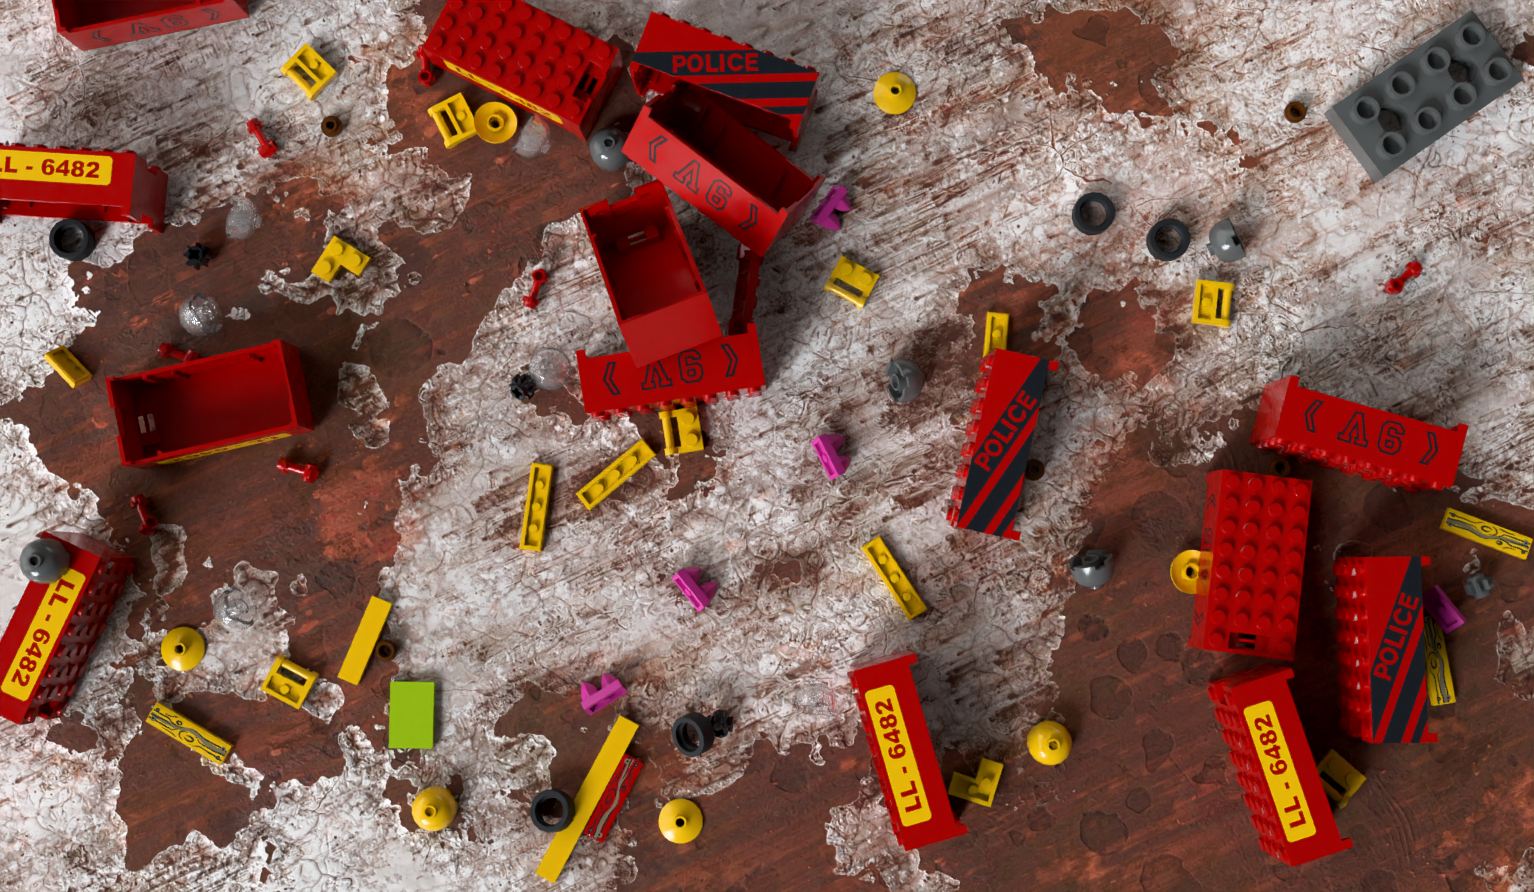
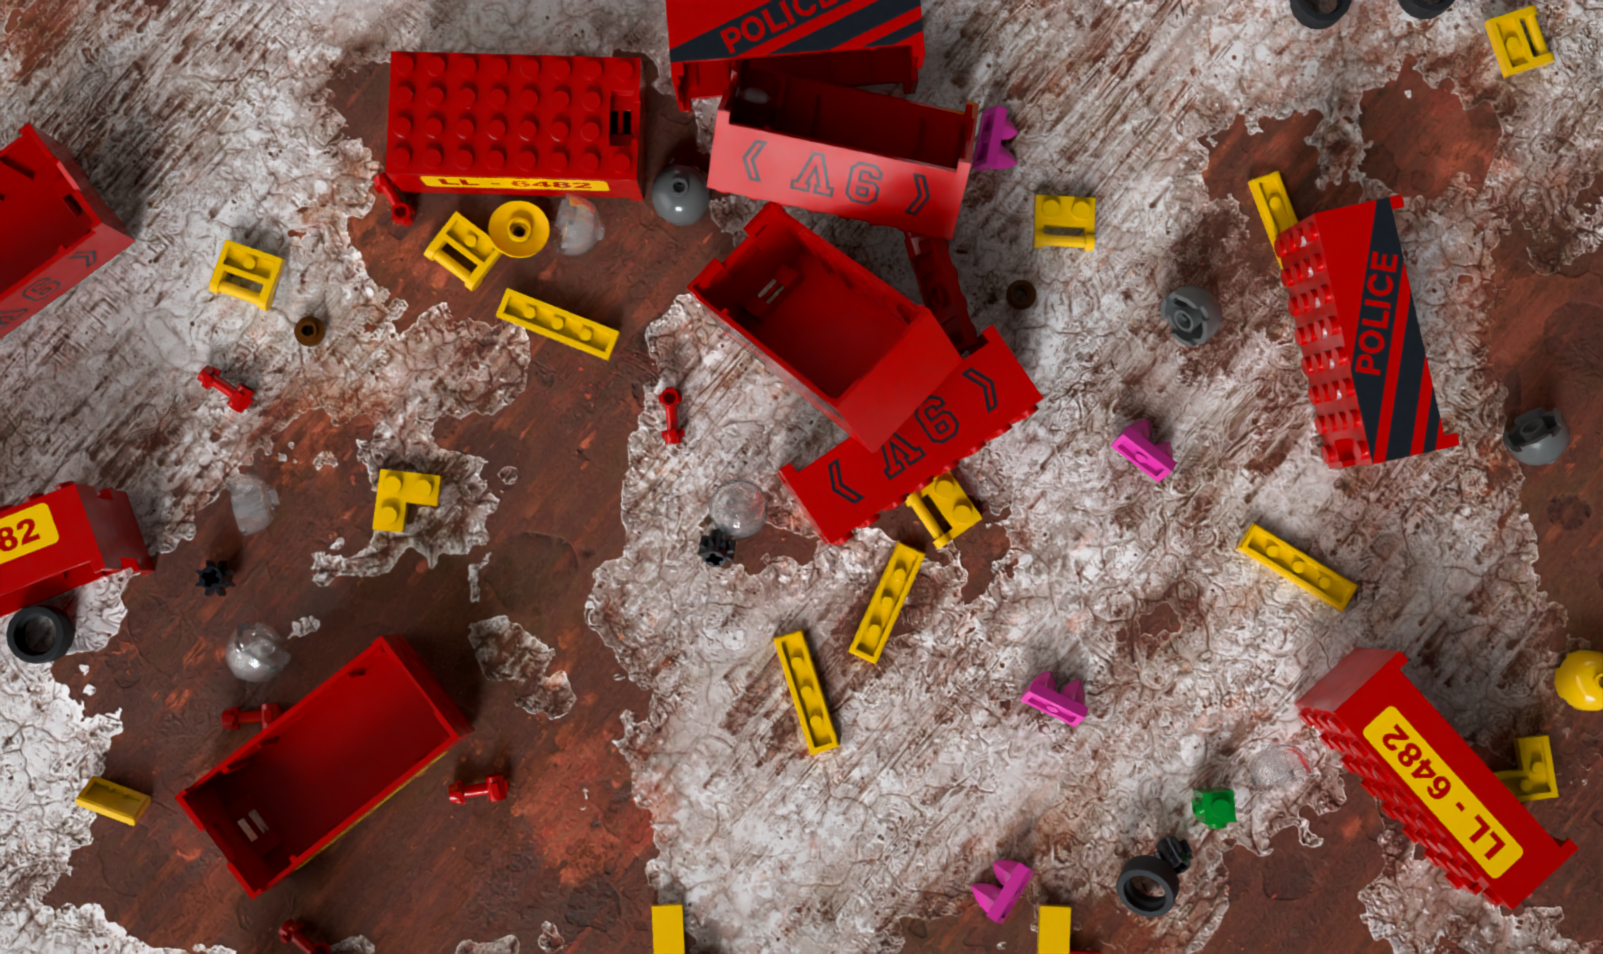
camera: 40 degrees left, 0 degrees up
(491, 195) = (558, 324): none -> yellow plate
(761, 705) = (1214, 806): none -> green brick
(800, 309) = (1027, 288): none -> reddish brown plate

